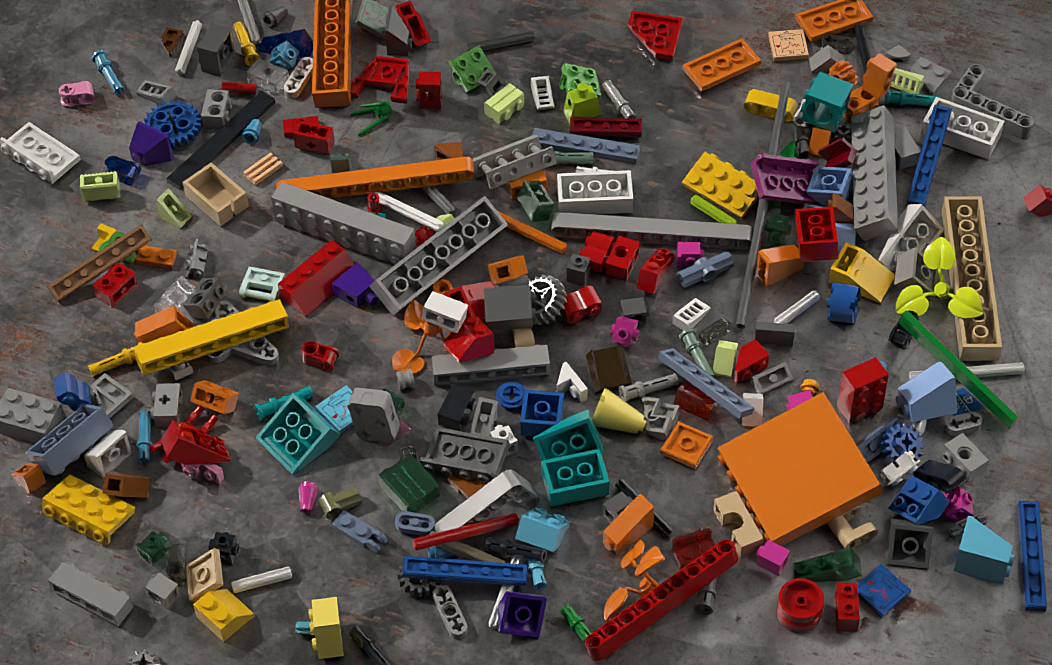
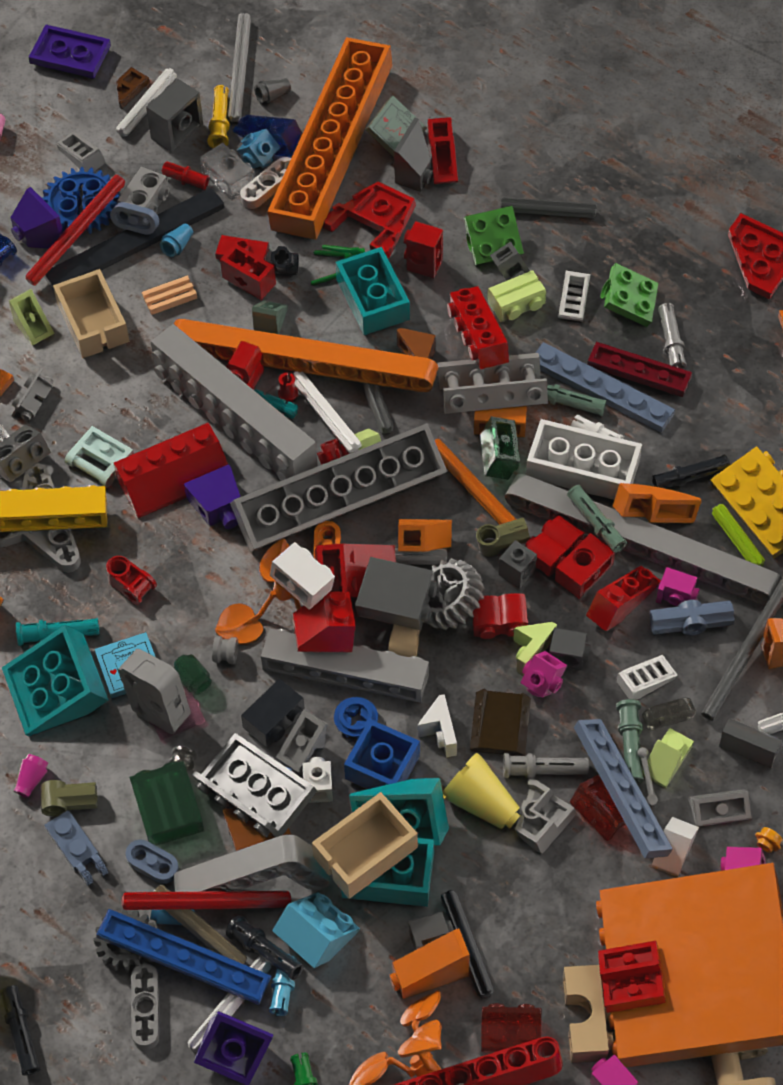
camera: 20 degrees right, 5 degrees up
(105, 67) = (32, 100): dark azure pin -> none
(117, 28) = (69, 51): none -> dark purple plate
(179, 143) = (76, 228): none -> red axle
(219, 125) = (136, 218): none -> sand blue plate
(337, 122) = (285, 261): none -> black piece
(341, 191) = (246, 363): none -> red brick
(405, 126) = (372, 291): none -> teal brick
(489, 128) = (478, 327): none -> red brick
(558, 462) = (365, 845): none -> tan piece
(561, 255) = (503, 534): none -> olive piece
(582, 102) = (619, 326): lime torso -> none
(608, 313) = (533, 640): none -> yellowish green slope
(626, 228) = (613, 539): none -> sand green pin
(654, 205) = (656, 504): none -> orange slope
(661, 185) = (681, 475): none -> black pin
(686, 445) = (562, 869): orange plate -> none
(709, 359) = (651, 798): none -> light grey hinge
(750, 360) = (699, 772): red slope -> none
(760, 489) = (631, 976): none -> red slope

